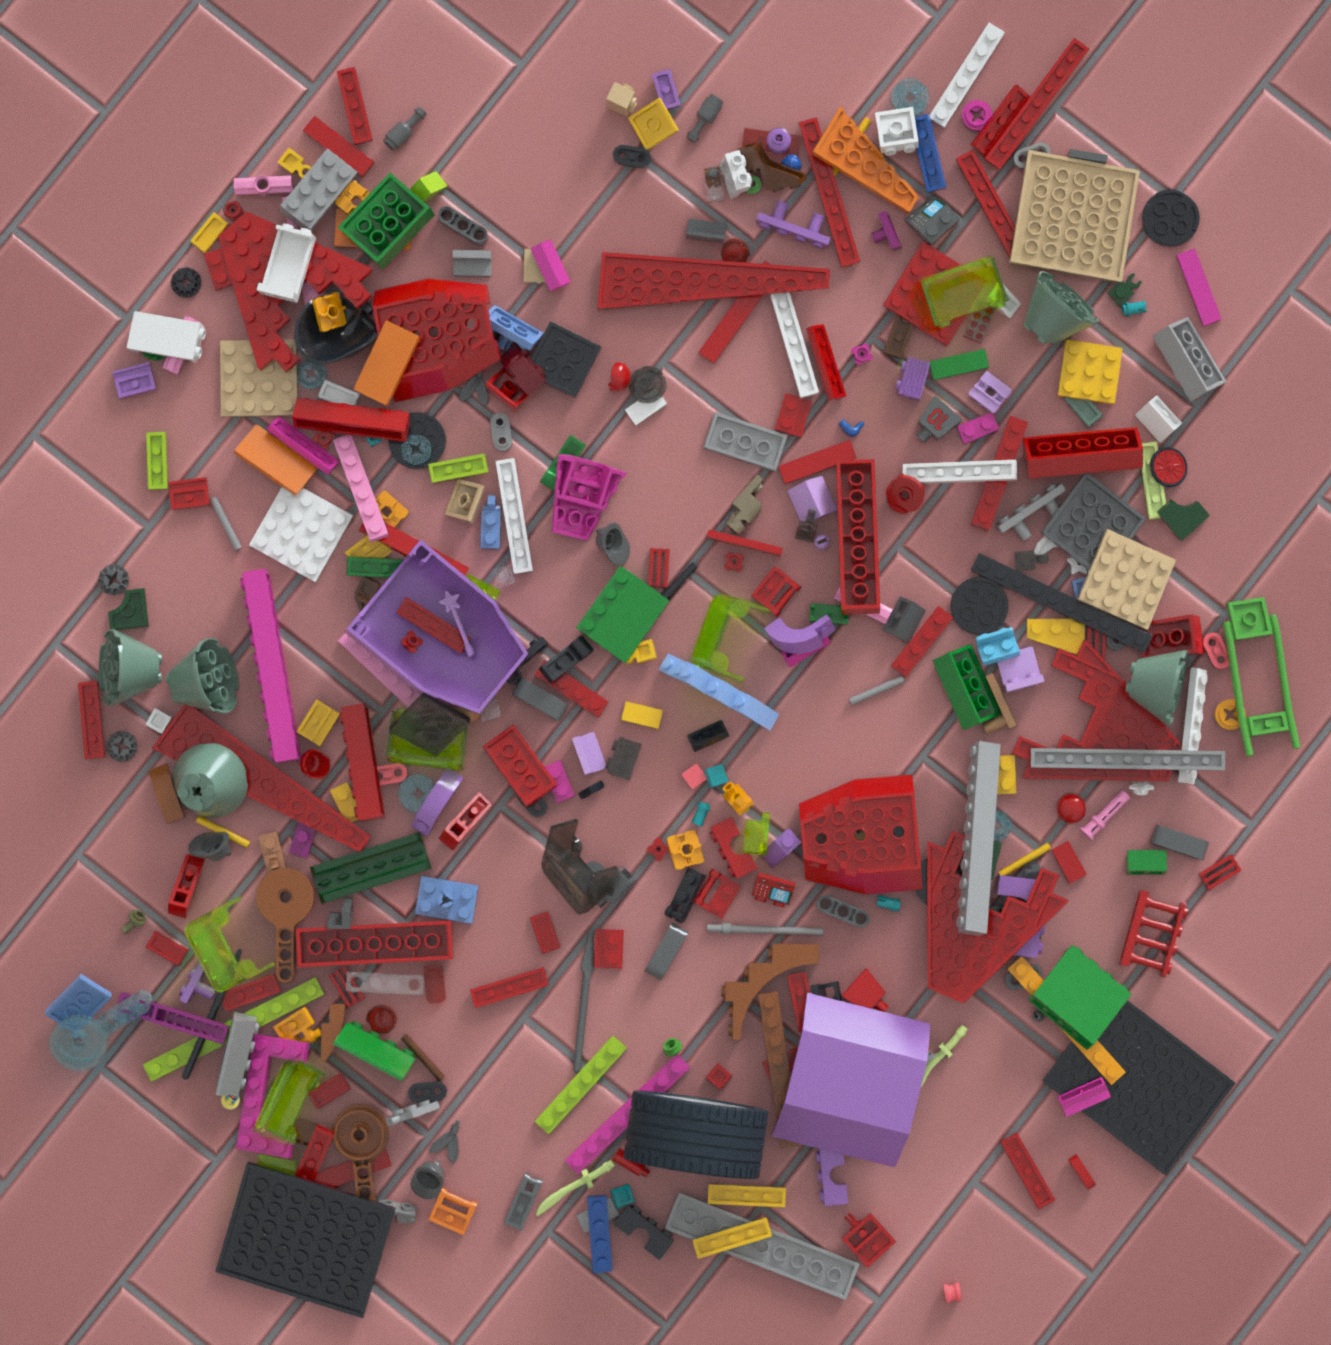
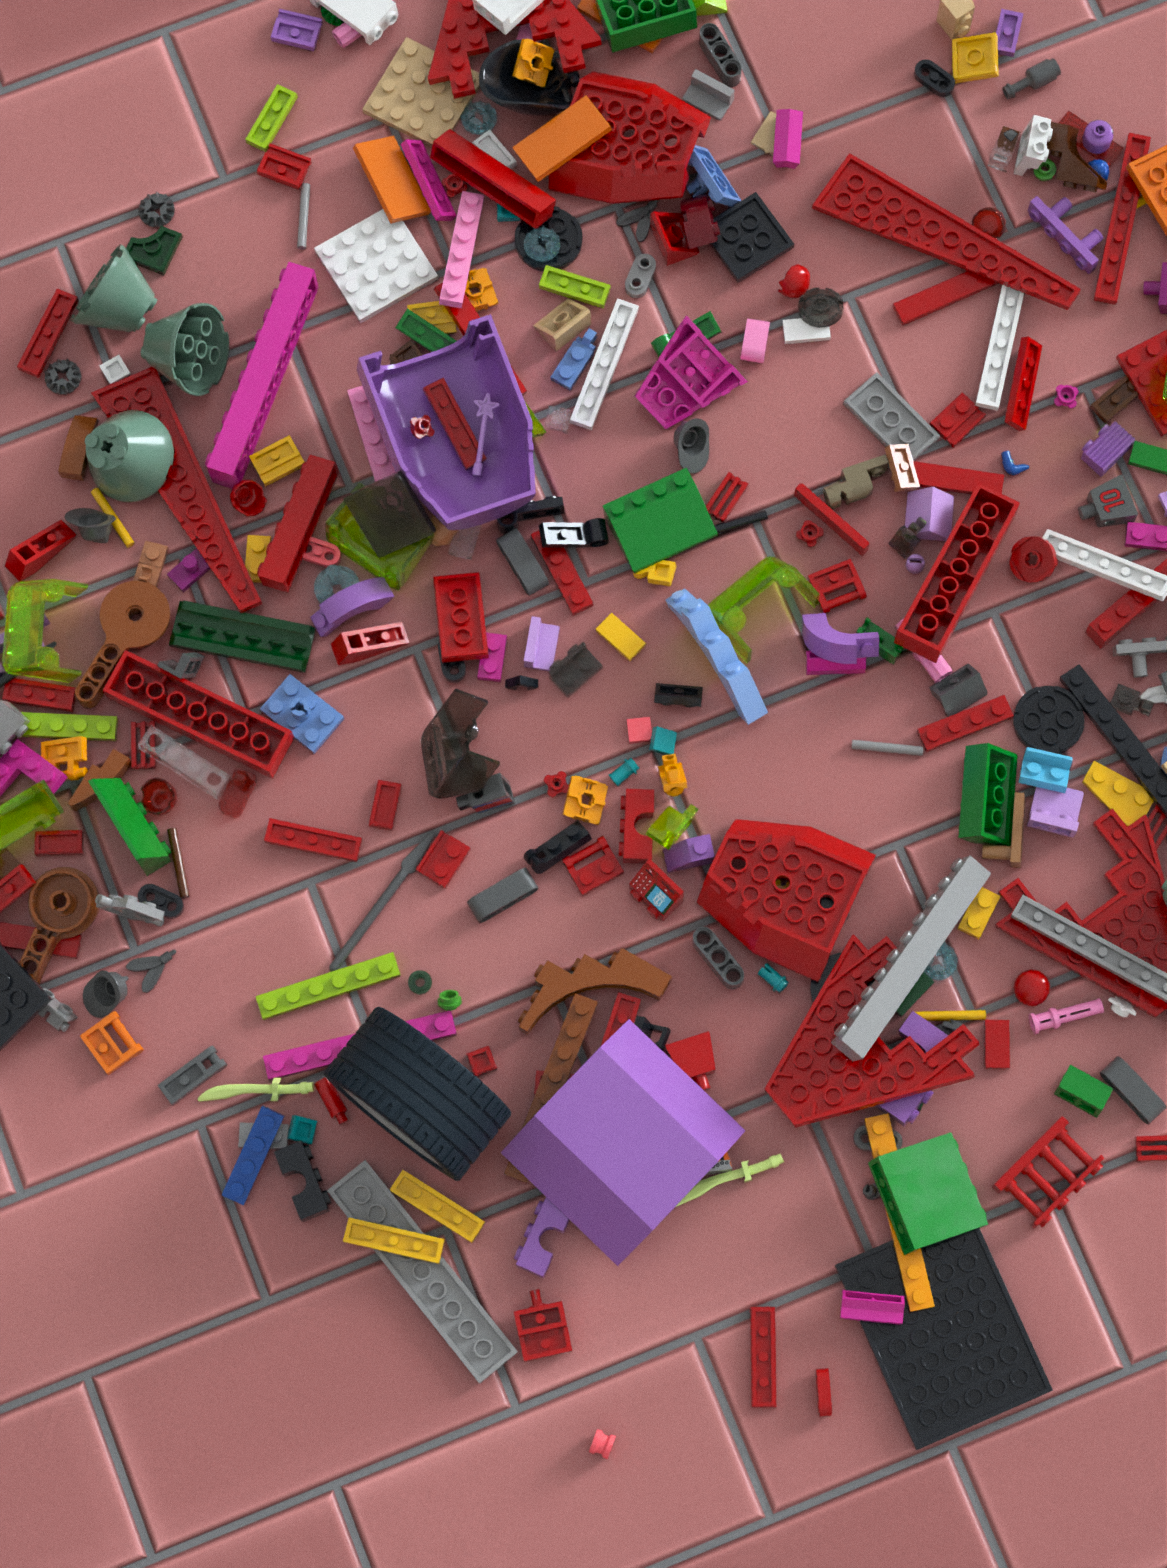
camera: 30 degrees right, 10 degrees down
(614, 437) = (755, 340): none -> bright pink beam
(637, 1045) = (420, 974): none -> clear green plate
(706, 231) = (969, 190): dark grey panel -> none
(727, 928) = (582, 908): light grey bar -> none
(774, 476) = (902, 467): none -> plate

